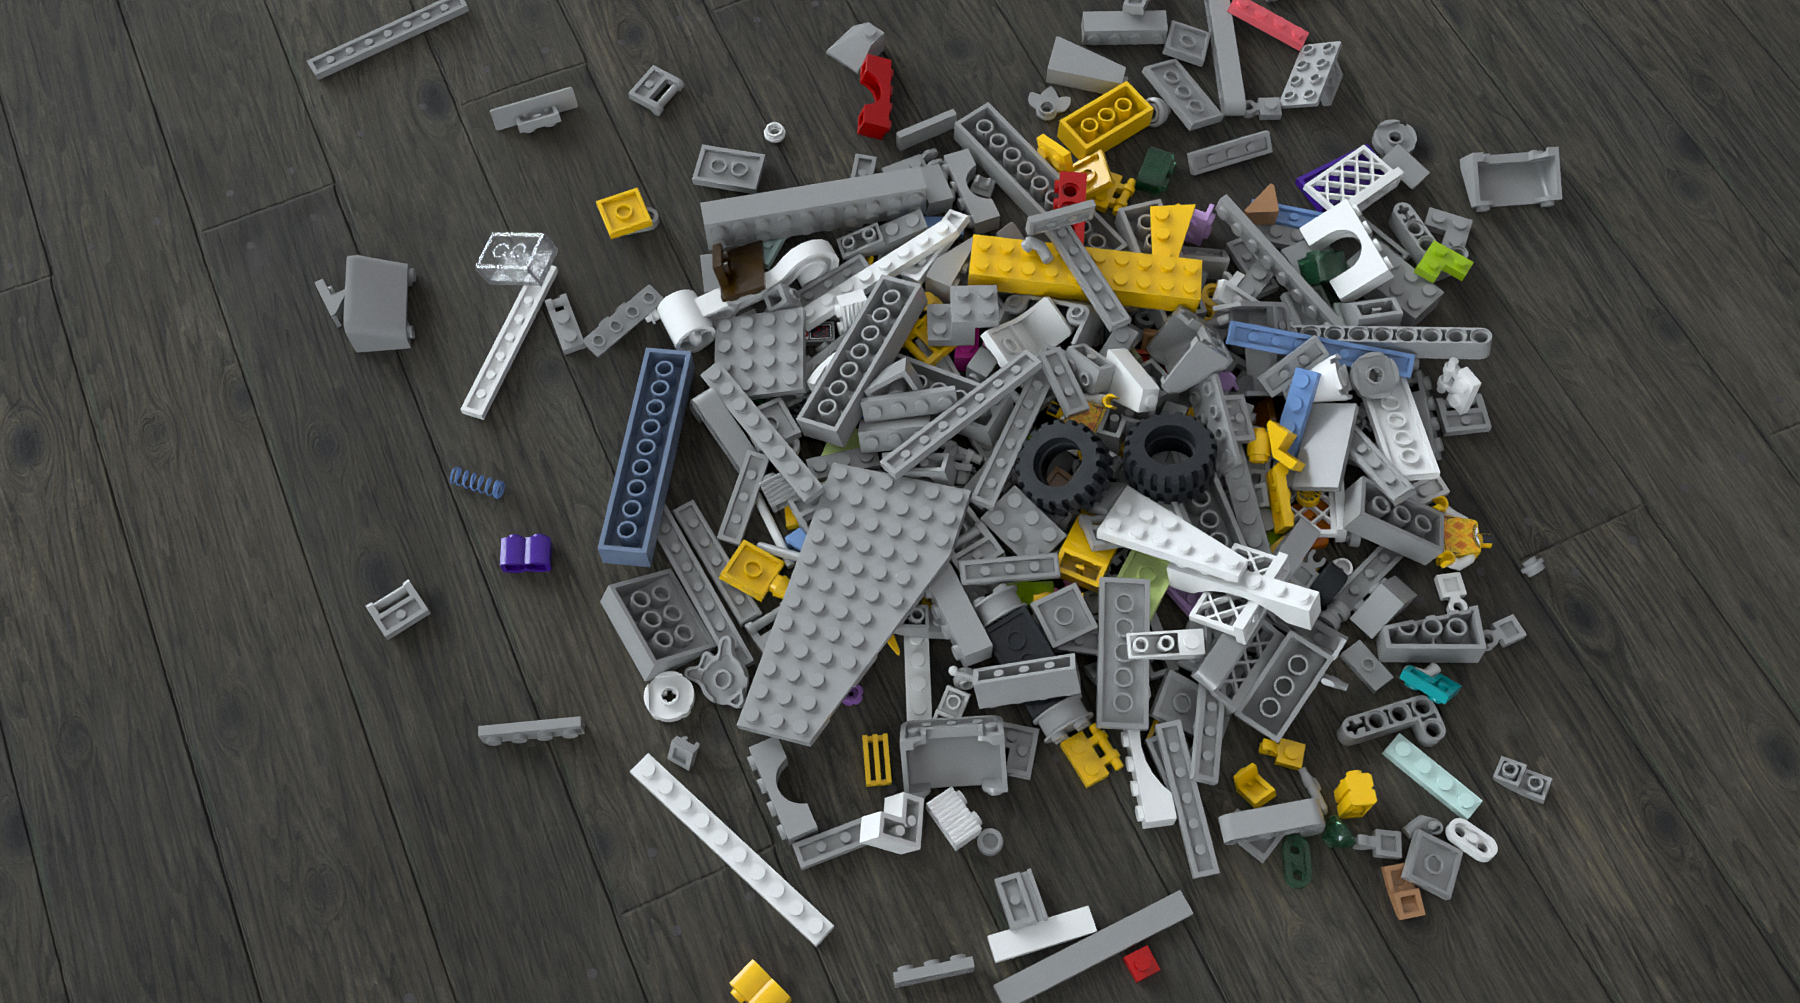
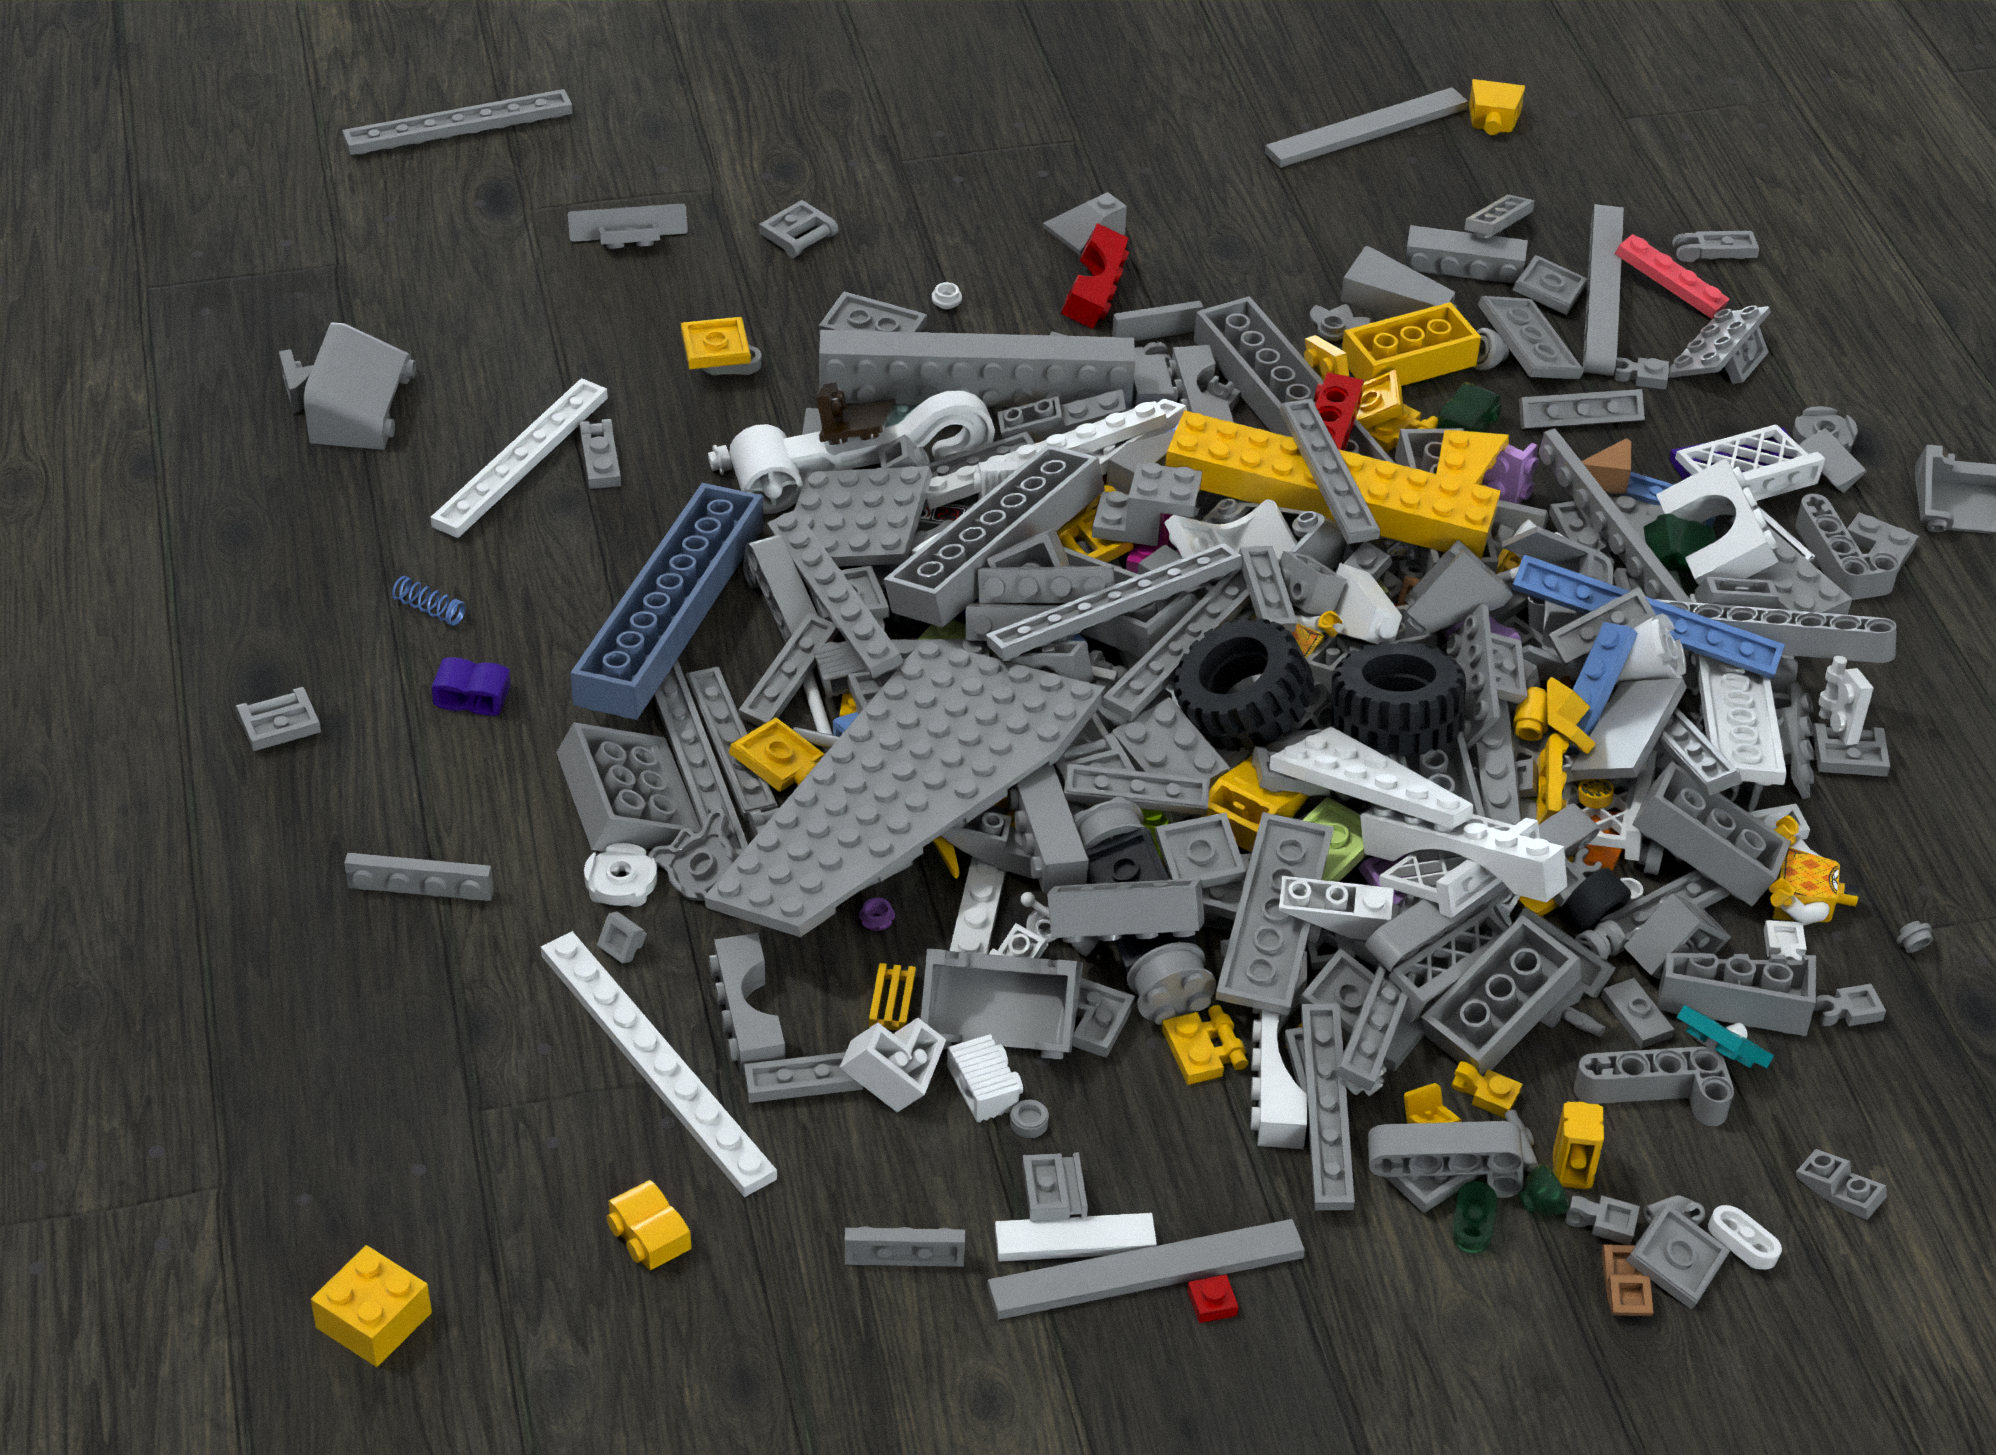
camera: 10 degrees right, 20 degrees down
(516, 259) = (555, 365): clear brick -> none
(624, 319) = (678, 454): light grey bracket -> none
(1039, 246) = (1272, 433): light grey arm -> none
(1060, 217) = (1307, 399): light grey tile -> none
(1380, 364) = (1713, 675): light grey plate -> none
(1432, 777) = (1704, 1156): light aqua plate -> none
(1439, 259) = (1853, 558): lime plate -> none

